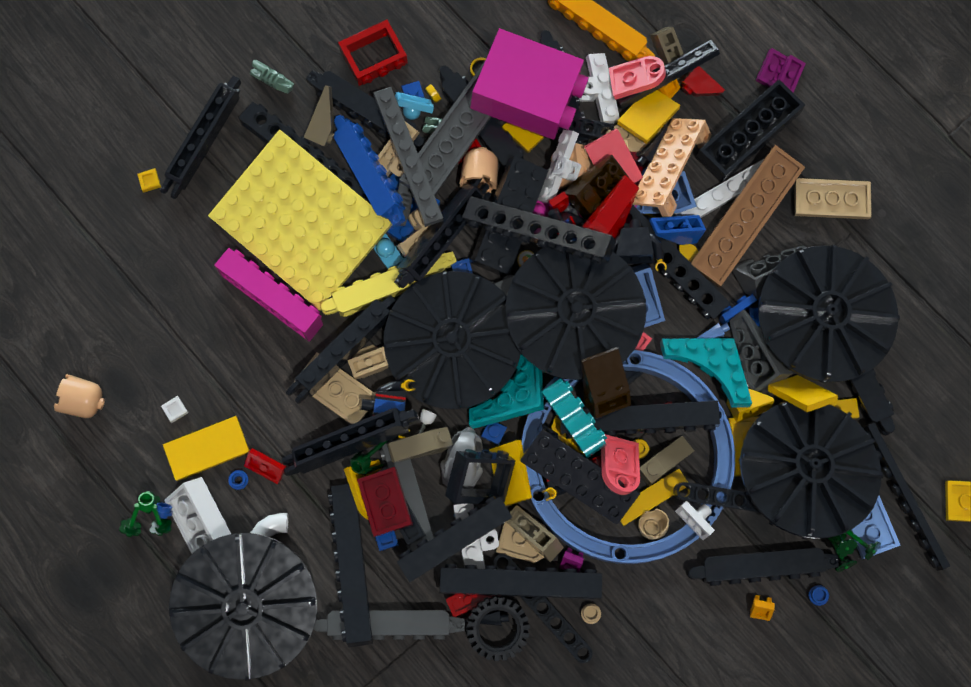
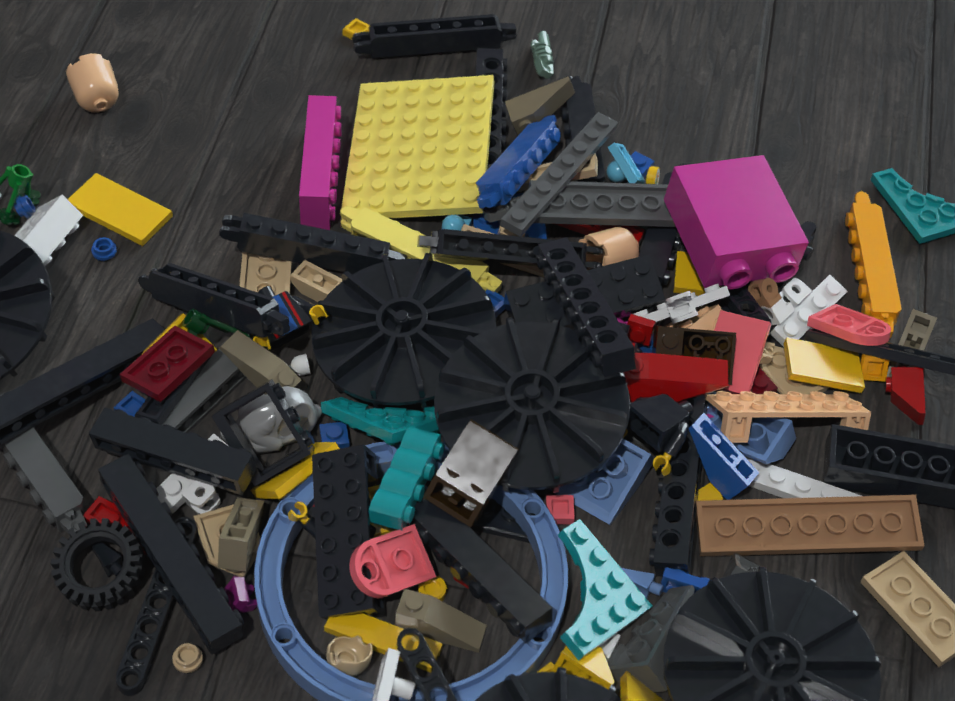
camera: 50 degrees right, 25 degrees down
(174, 409) = (141, 165): white tile -> none
(264, 466) = (134, 259): red plate -> none
(272, 525) = (74, 300): white cylinder -> none
(366, 37) = (651, 98): red window -> none
(589, 109) = (767, 296): none -> leg
(648, 151) = (783, 386): black piece -> none

